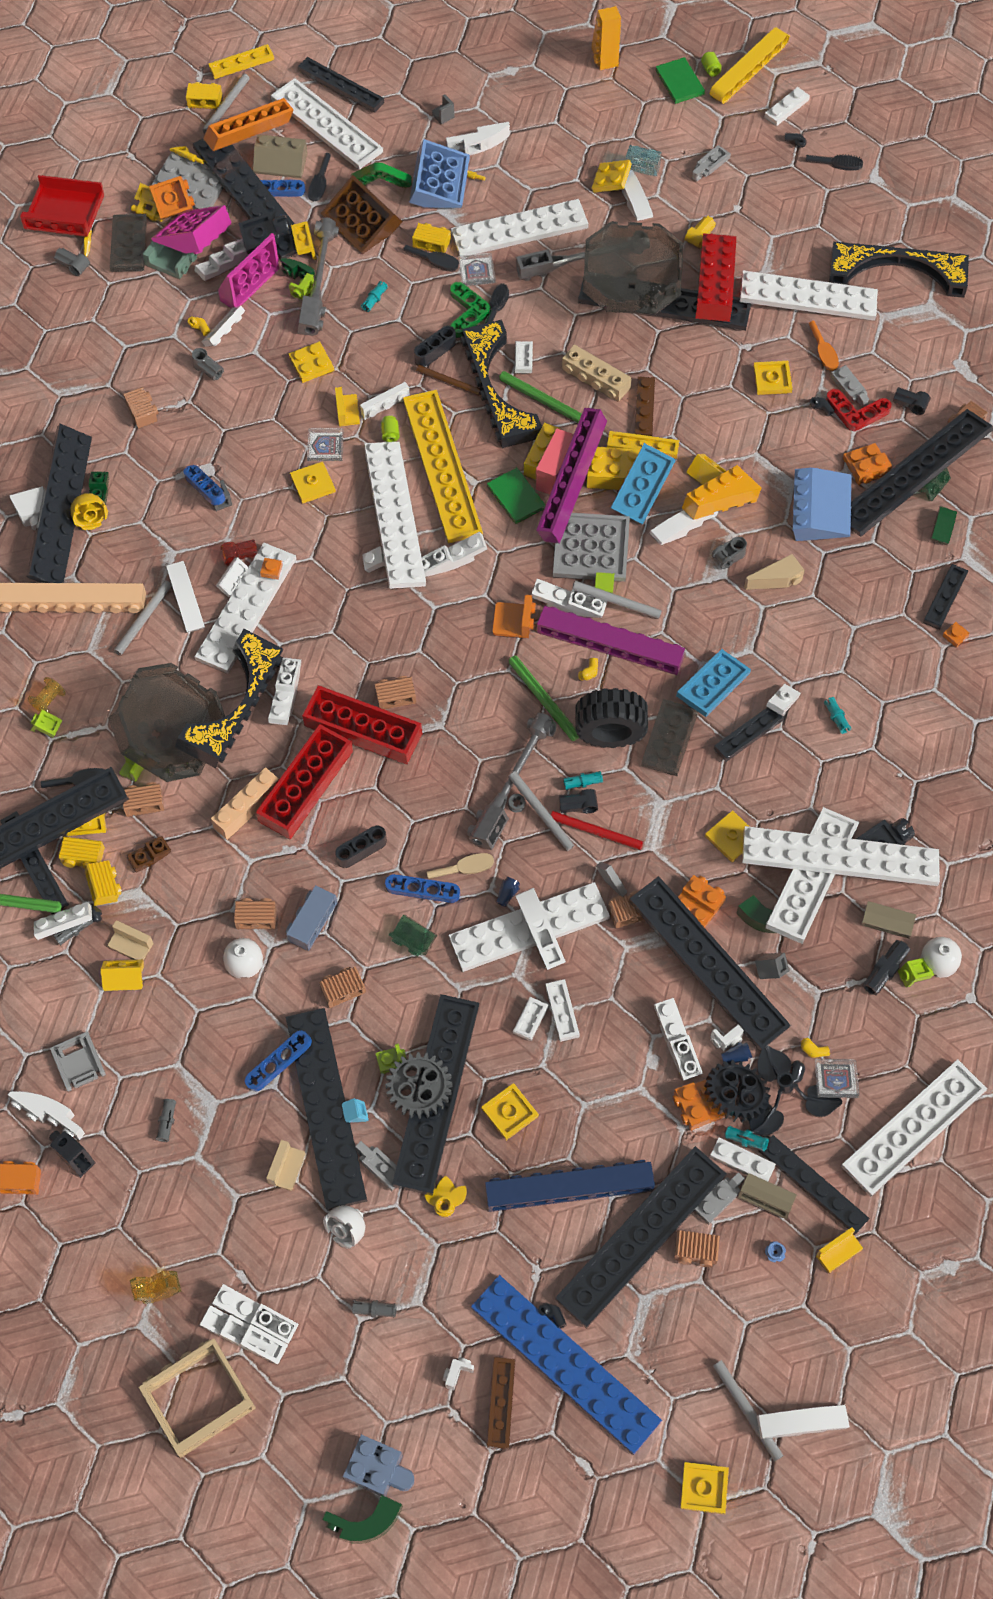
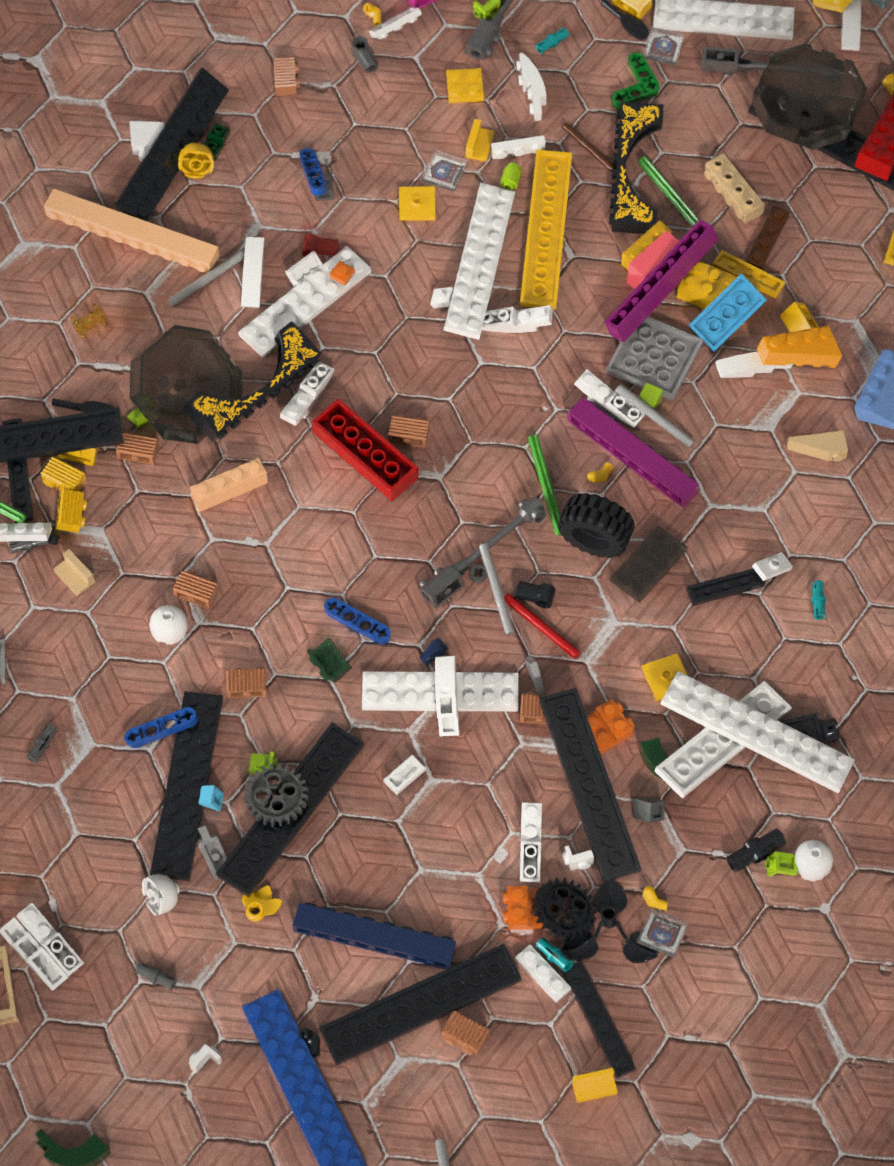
camera: 20 degrees right, 0 degrees up
(45, 723) = (78, 346): lime bracket -> none
(122, 975) = (55, 600): yellow panel -> none
(148, 855) = (125, 500): reddish brown slope -> none
(285, 1166) = (129, 823): tan panel -> none
(304, 781) = (290, 483): red brick -> none
(311, 917) = (244, 610): sand blue brick -> none
(356, 854) = (309, 568): black beam -> none
(373, 340) = (532, 84): none -> white slope
(378, 1466) = (102, 1110): sand blue brick -> none
(435, 346) = (589, 109): black beam -> none
(468, 865) = (409, 614): tan piece -> none
(498, 301) = (670, 85): black piece -> none
(501, 1403) = (232, 1099): reddish brown plate -> none
(509, 1111) = (349, 850): yellow plate -> none
(514, 618) = (550, 399): orange bracket -> none
(516, 495) = (604, 282): green tile -> none
(523, 356) = (670, 149): white plate -> none
(562, 1010) = (437, 778): white plate -> none
(583, 780) = (549, 574): teal pin -> none
(713, 683) = (712, 527): dark azure plate -> none
(719, 1198) = (506, 998): light grey hinge -> none
(728, 554) = (782, 408): dark grey piece -> none
(737, 1053) = (580, 876): dark blue cone -> none
(767, 1196) = (550, 1013): dark tan piece -> none
(769, 1251) = (536, 1059): medium blue plate -> none
(798, 1071) = (628, 914): black arm -> none
(888, 919) = (778, 807): dark tan piece -> none
(913, 1128) = (714, 1004): white plate -> none

